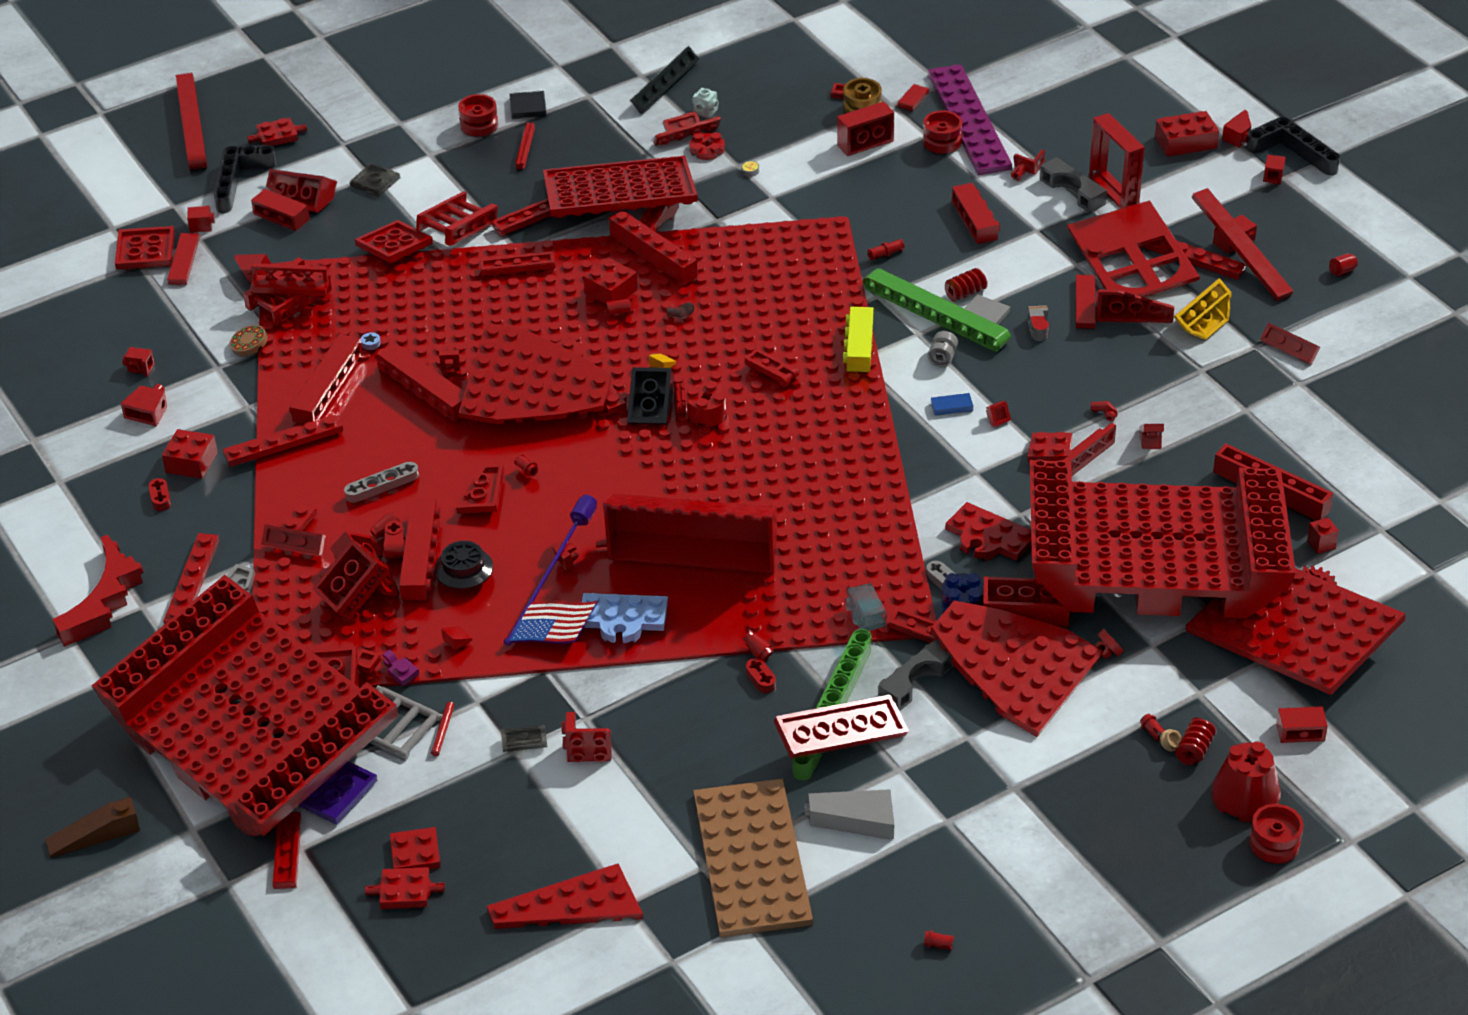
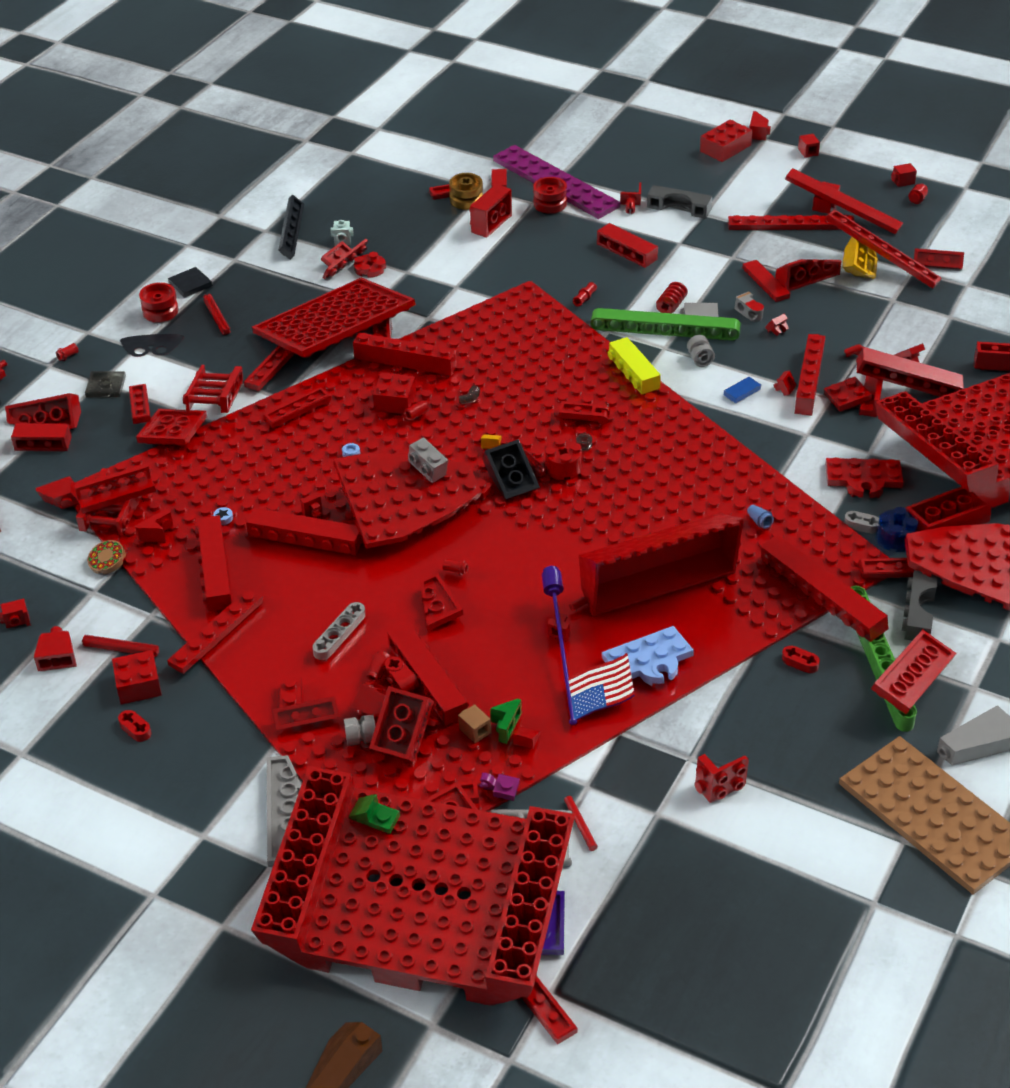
camera: 30 degrees left, 0 degrees up
(110, 594) = (165, 861): red arch -> none
(193, 574) = (232, 792): red plate -> none
(201, 422) = (118, 645): none -> red axle
(253, 639) = (373, 814): none -> green slope
(300, 328) = (153, 528): none -> red slope
(315, 569) = (359, 730): none -> light grey wheel
(367, 135) = (63, 353): none -> red pin
(385, 209) = (139, 403): none -> red tile
(404, 888) = (678, 983): red plate -> none
(415, 849) = (655, 944): red plate -> none
(420, 607) = (474, 723): none -> medium nougat brick
(452, 614) = (506, 718): none -> green slope
(459, 155) = (169, 341): none -> black piece
(463, 565) = (480, 672): black wheel -> none
(523, 738) = (660, 799): clear smoke plate -> none
(529, 323) = (350, 449): none -> light blue tile
(565, 355) = (427, 460): none -> light grey brick
(572, 901) = (831, 921): red wing -> none
(746, 396) = (585, 441): none -> clear smoke bush
(750, 168) = (420, 270): tile -> none
(758, 646) = (781, 636): red cone -> none
(830, 619) = (824, 588): none -> red brick
(842, 531) = (760, 516): none -> medium blue cone
(865, 607) = (840, 565): clear light blue brick -> none
(1029, 413) = (810, 374): none -> red brick
(1048, 348) = (776, 323): none -> red tile
(1119, 447) = (908, 373): none -> red brick
(1126, 232) = (753, 219): red door -> none
(1129, 191) = (733, 155): red window -> none
(1229, 311) = (883, 248): none -> red tile
(1296, 139) = (808, 122): black beam -> none
(1346, 238) = (904, 174): none -> red brick

